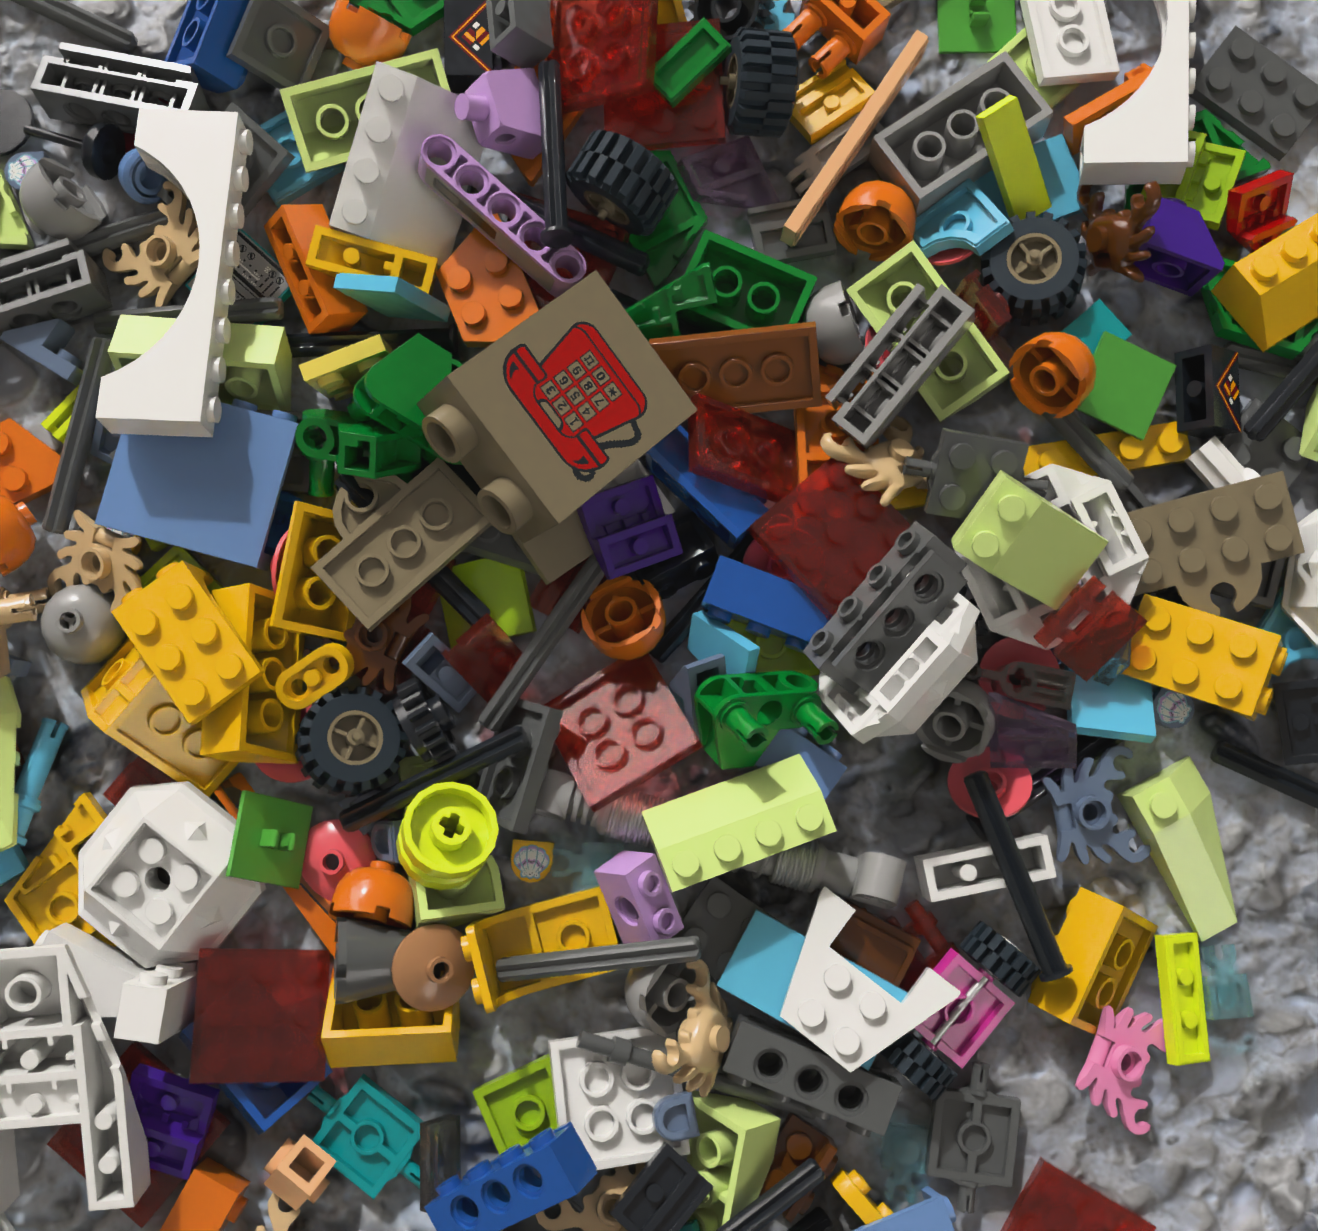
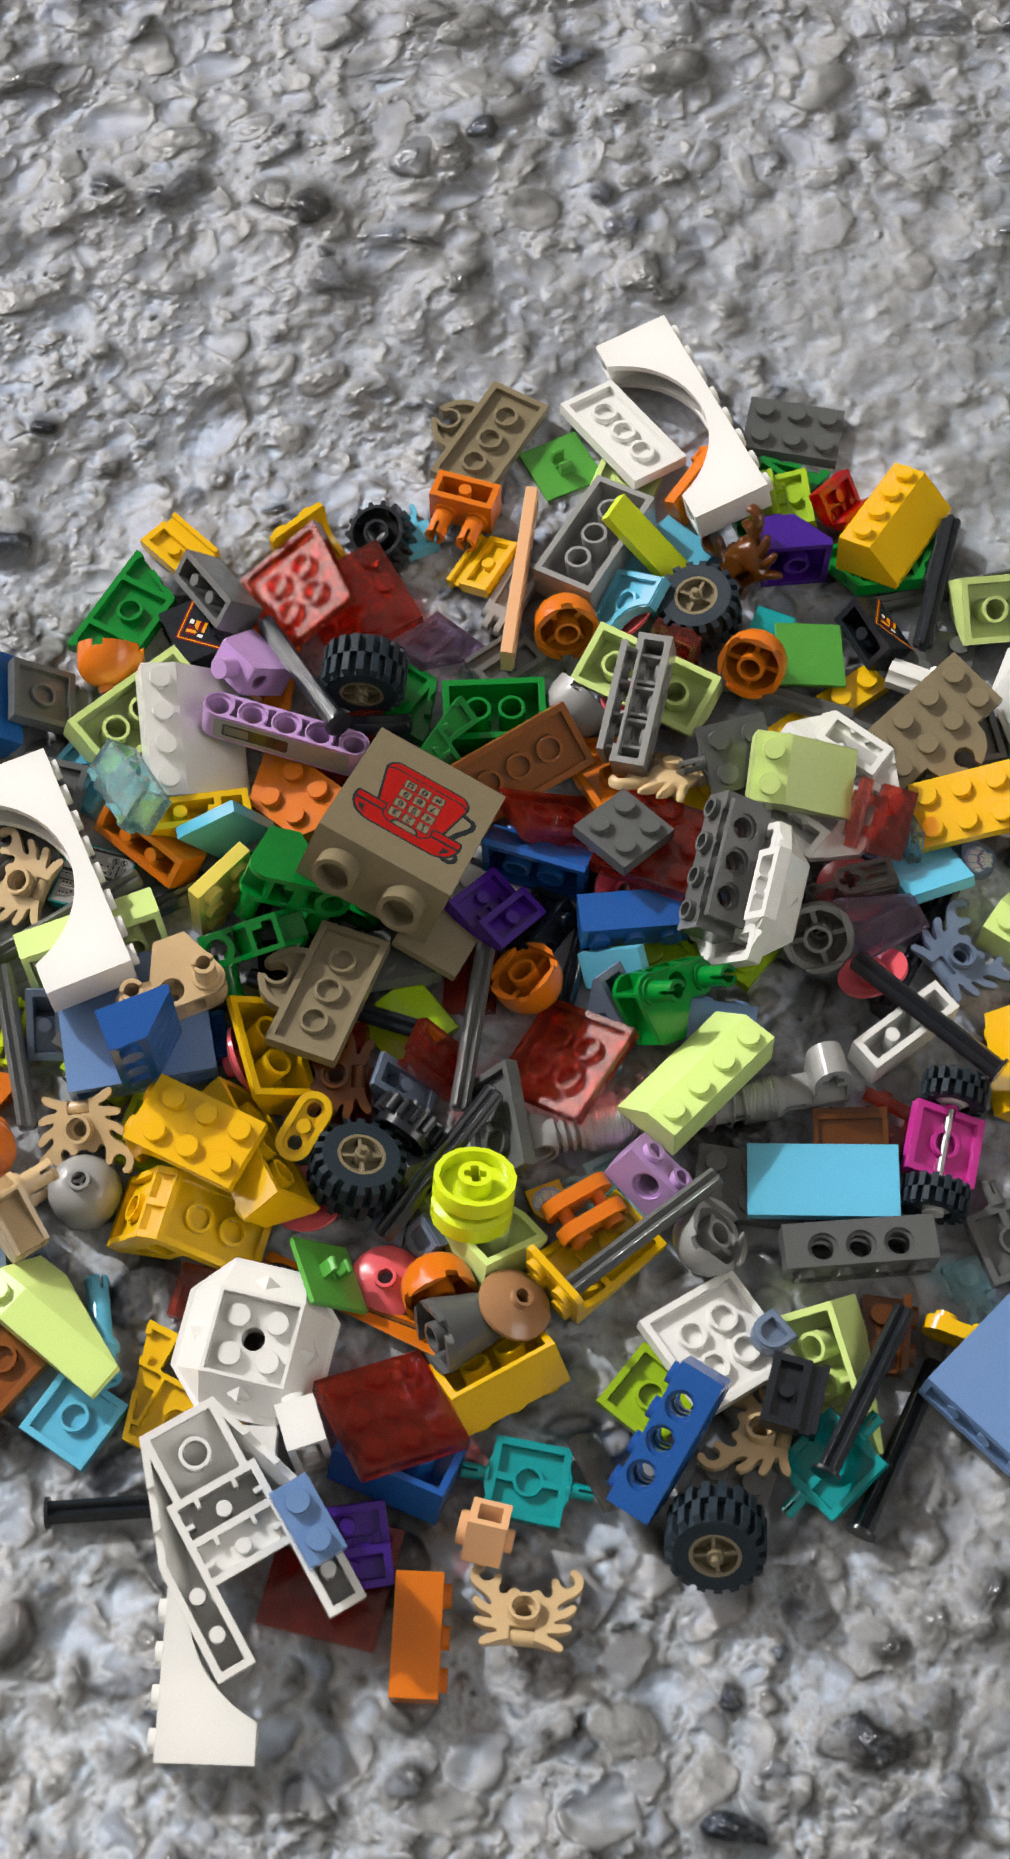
camera: 25 degrees left, 20 degrees down
(95, 1125) = (307, 1521): none -> medium blue brick
(165, 516) = (141, 1035): none -> blue slope
(253, 442) = (190, 974): none -> tan piece
(303, 205) = (128, 787): none -> clear light blue brick
(574, 917) = (579, 1231): none -> orange brick
(622, 1052) = (700, 1300): dark grey bar -> none
(689, 62) = (372, 574): green tile -> none
(701, 1036) = (758, 1253): tan animal -> none
(760, 82) = (430, 567): black wheel -> none
(802, 512) = (623, 832): none -> dark grey plate
(844, 1007) = (851, 1174): white wing -> none

